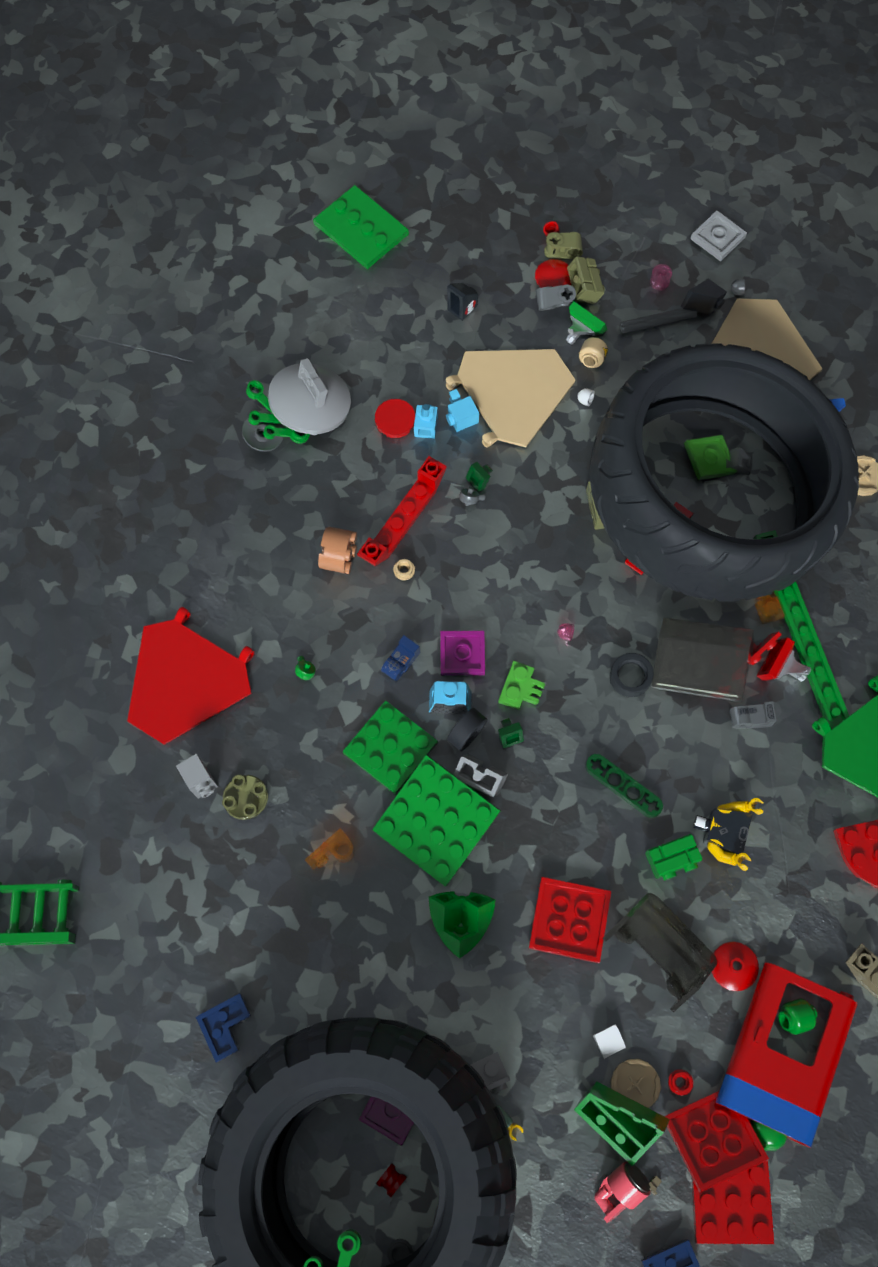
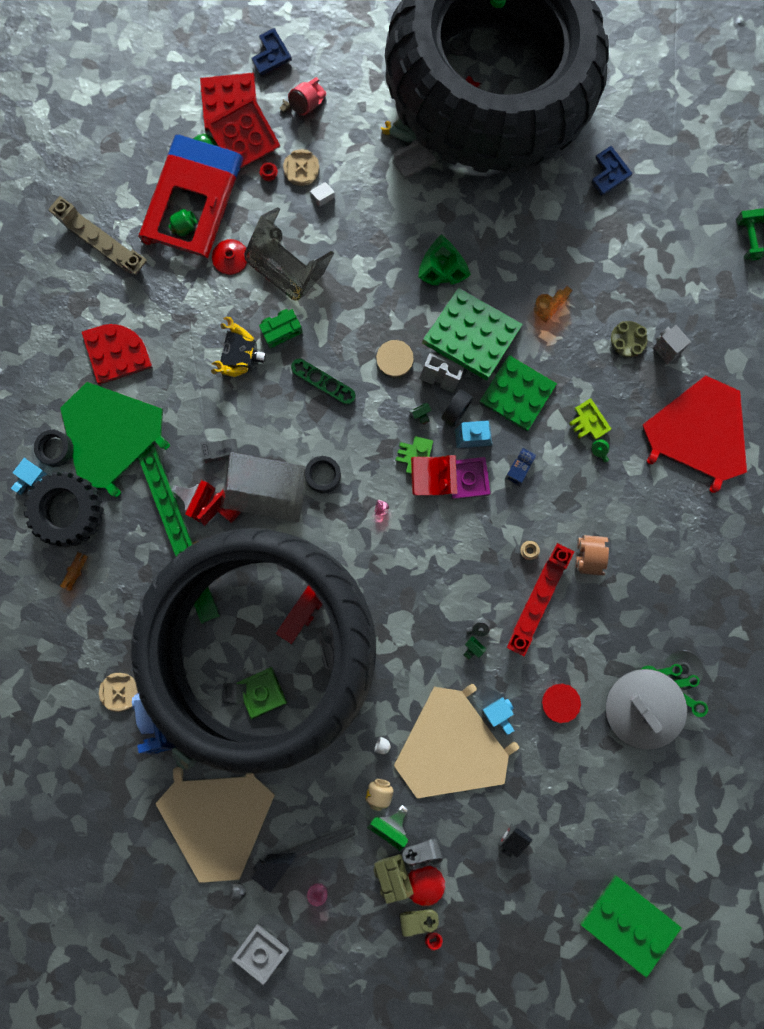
camera: 170 degrees right, 10 degrees up
(312, 702) = (590, 420): none -> lime hinge
(425, 421) = (531, 701): medium azure brick -> none
(503, 656) = (434, 475): none -> red bracket
(534, 805) = (394, 358): none -> tan tile
(570, 920) = (358, 273): red plate -> none
(621, 1121) = (311, 136): green wedge -> none

